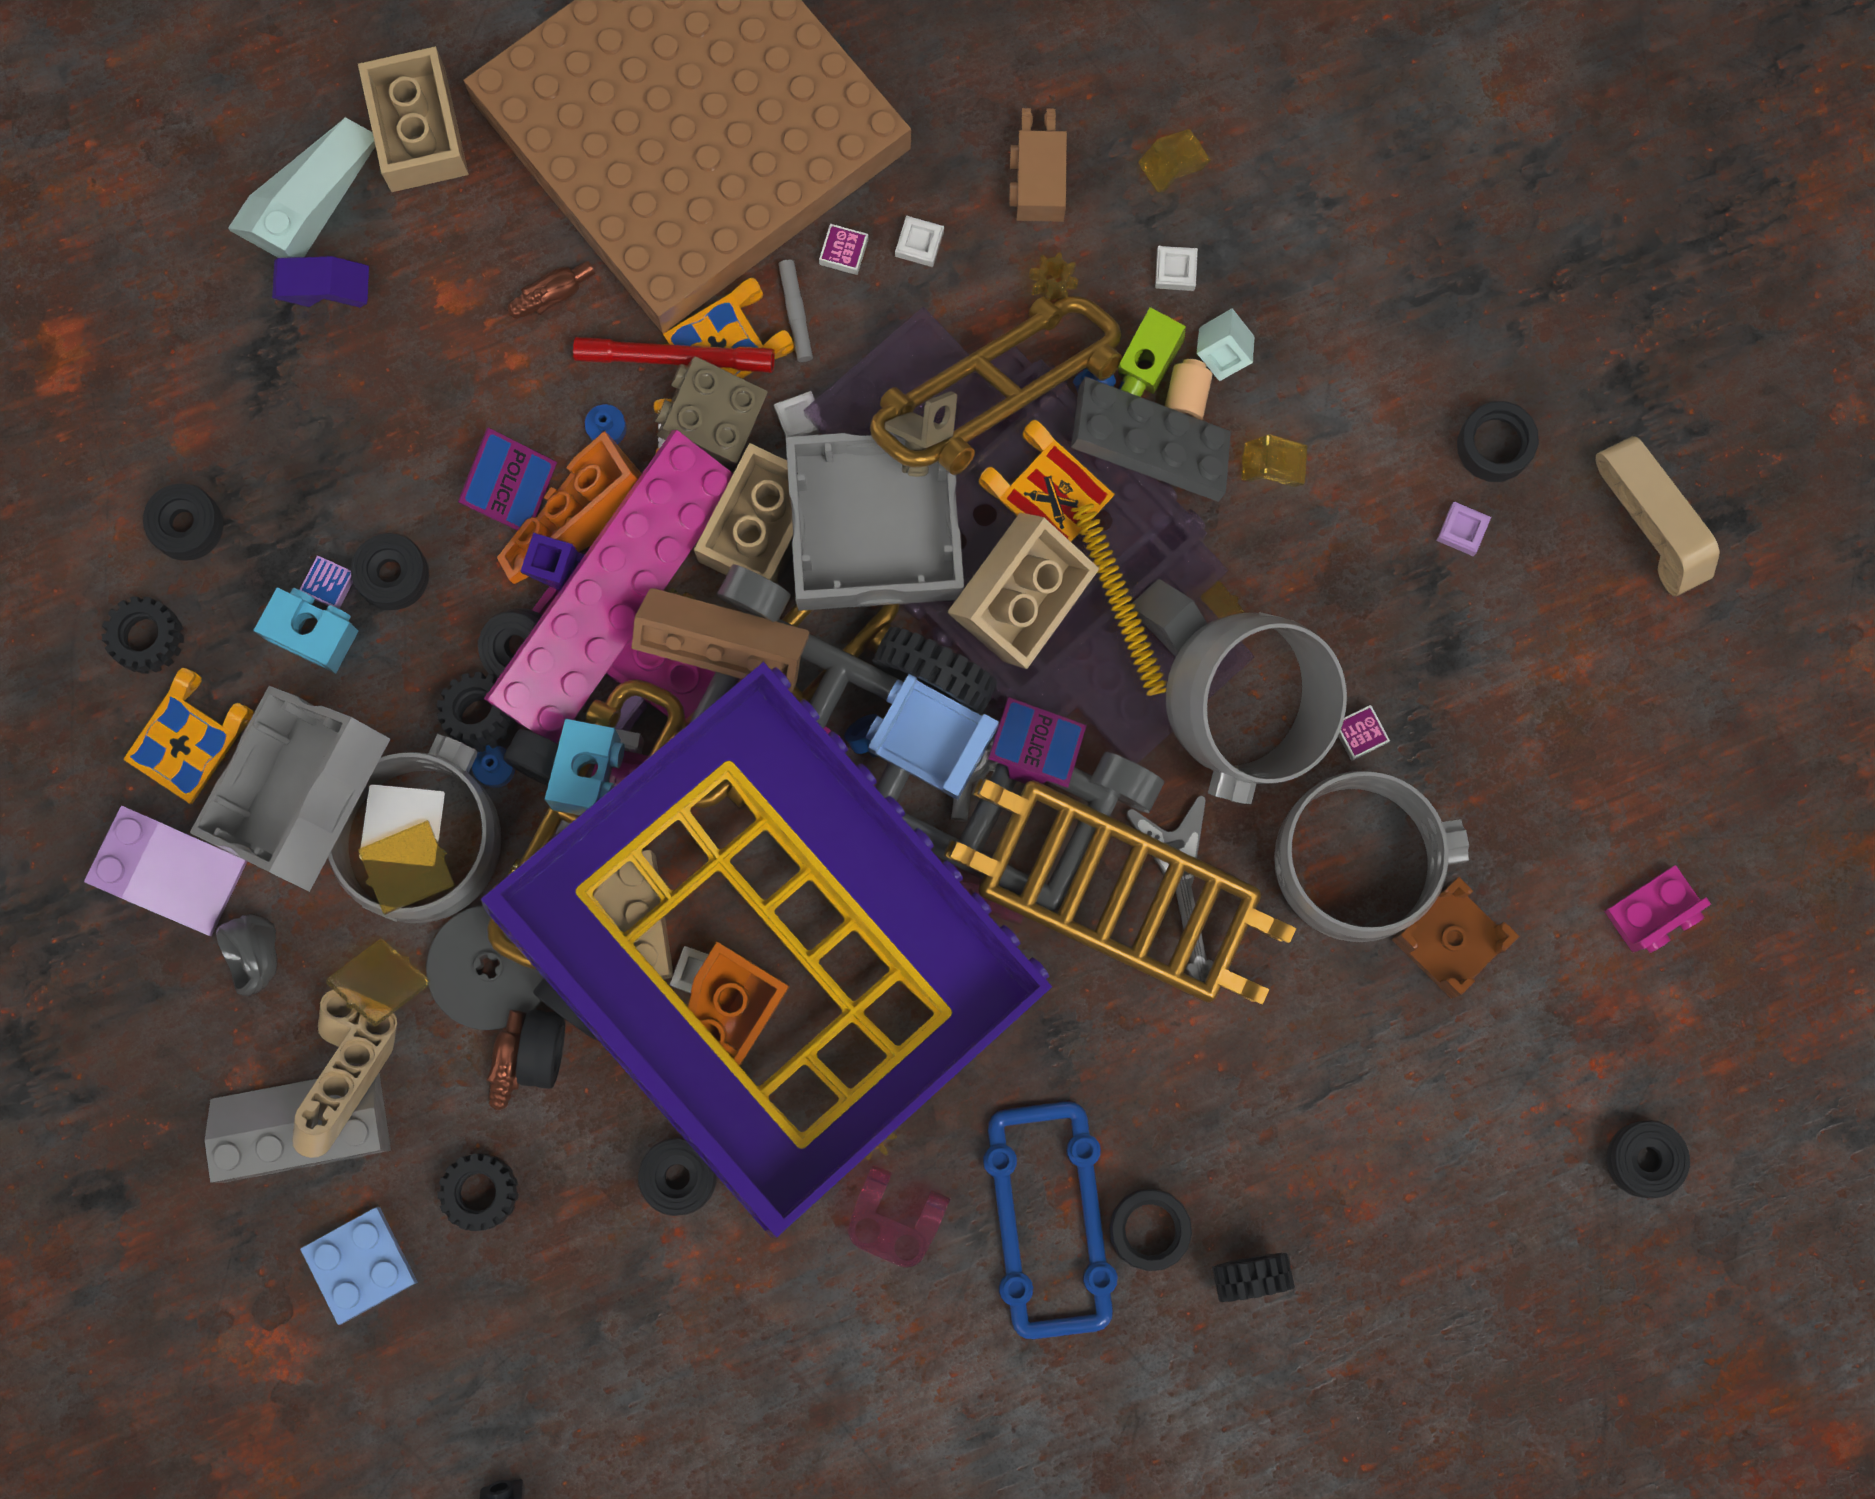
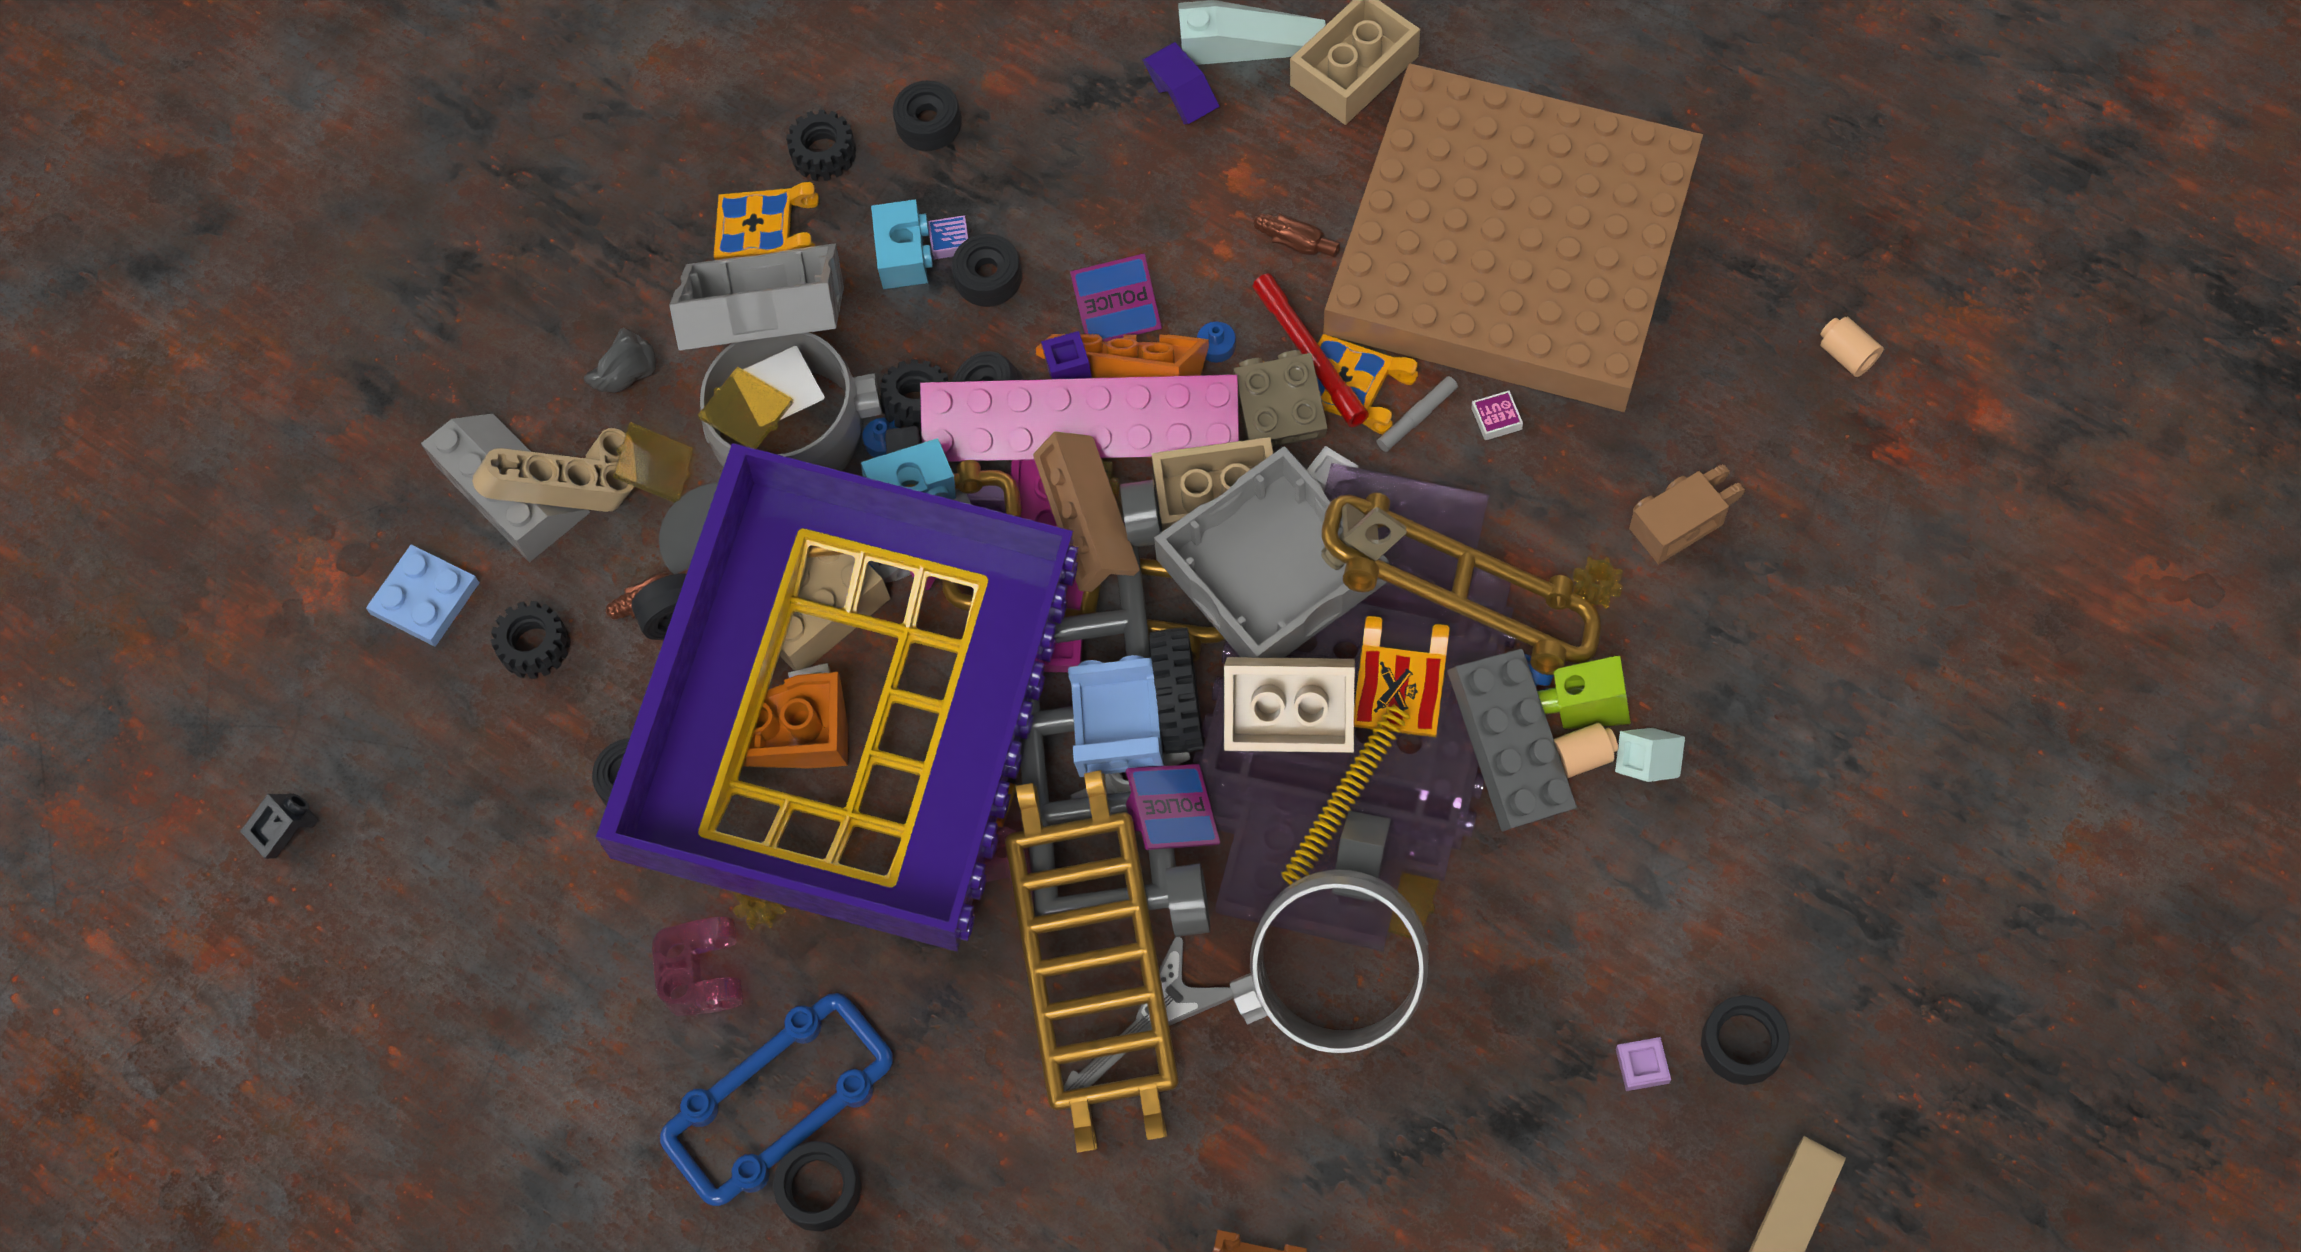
camera: 65 degrees right, 15 degrees down
(165, 871) = (644, 266): lavender slope -> none
(919, 241) = (1549, 466): white tile -> none
(1173, 158) = (1782, 609): clear yellow bracket -> none
(1176, 268) = (1688, 675): white tile -> none
(1274, 460) = (1579, 861): clear yellow bracket -> none
(1362, 733) = (1388, 1091): tile -> none
(1444, 843) = (1328, 1221): light grey cylinder -> none

